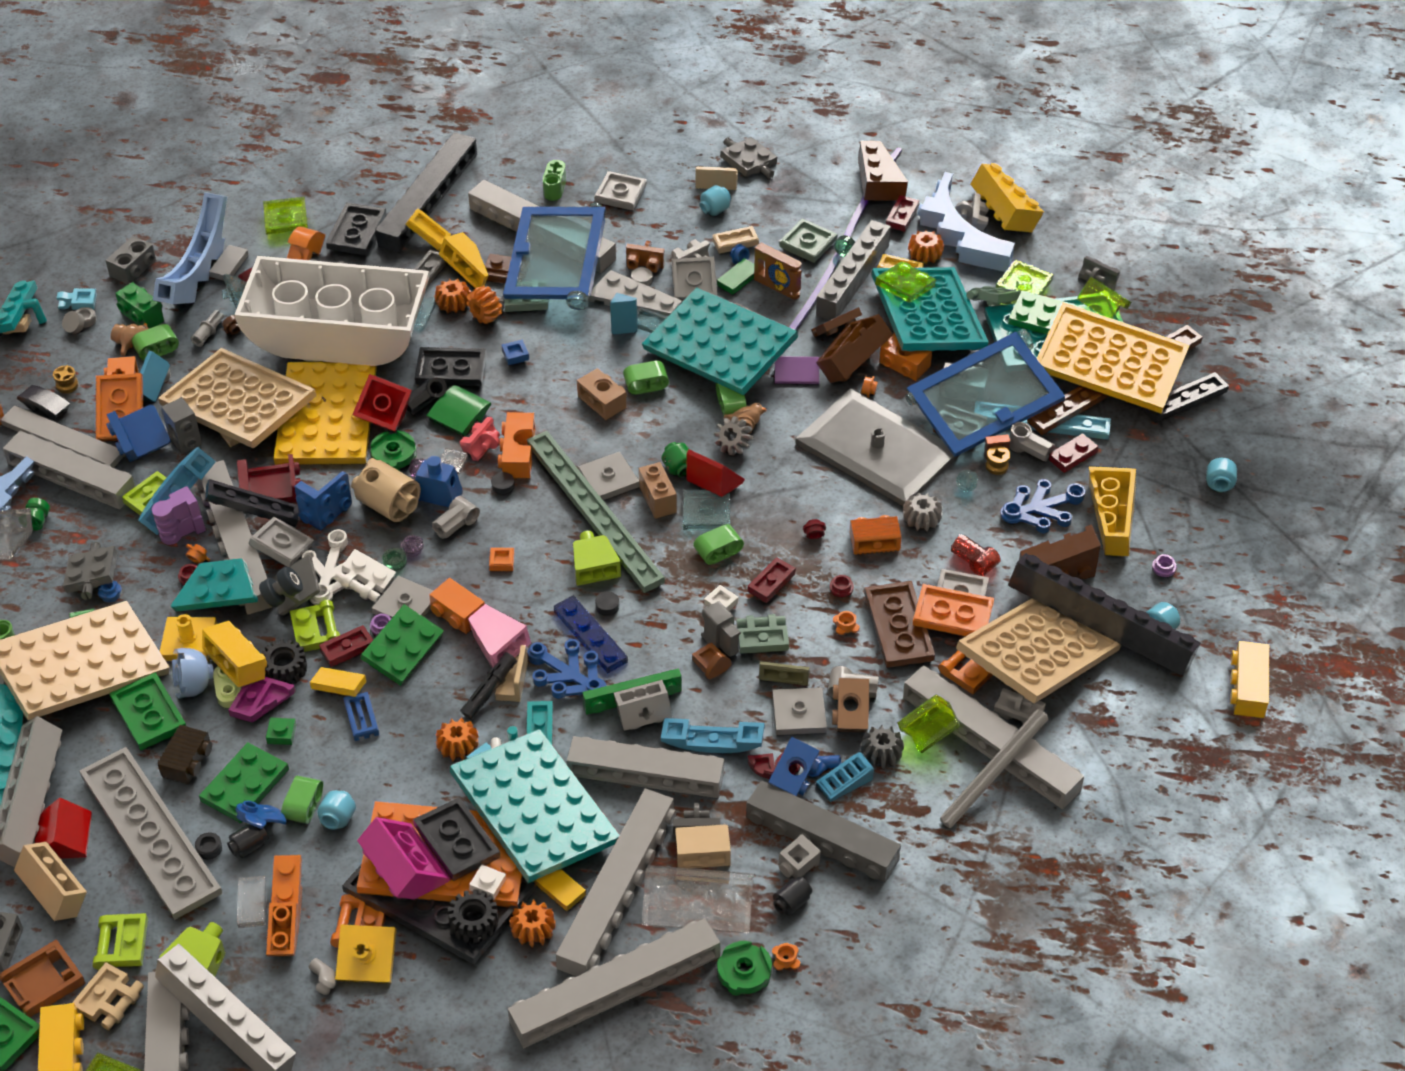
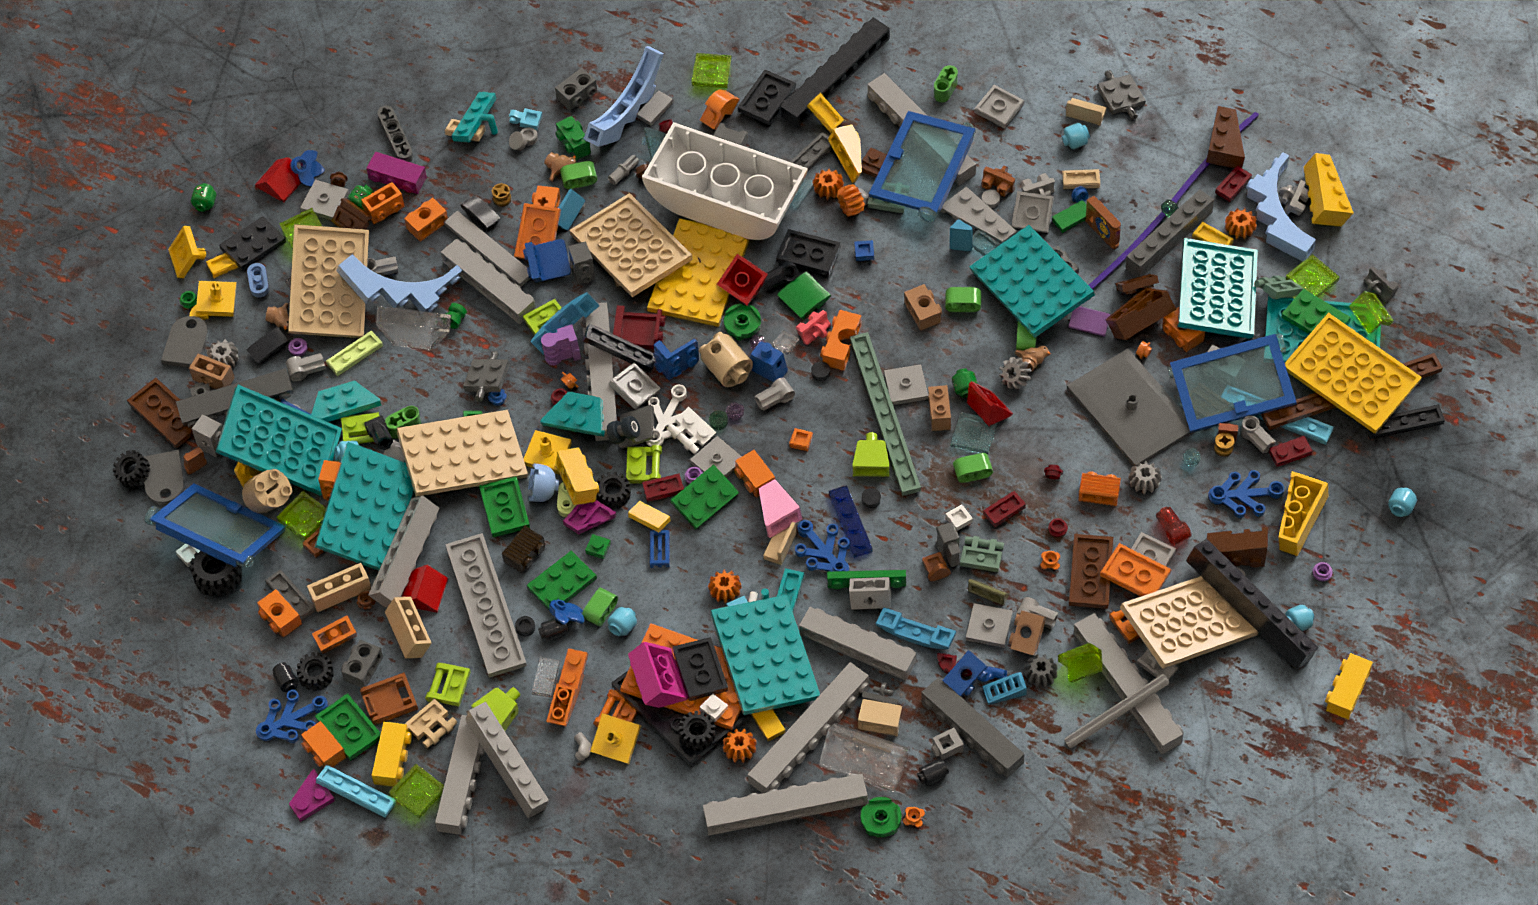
camera: 20 degrees right, 10 degrees up
(494, 678) = (764, 544): black pin -> none
(808, 240) = (1142, 193): sand green plate -> none
(905, 281) = (1206, 259): clear neon green plate -> none

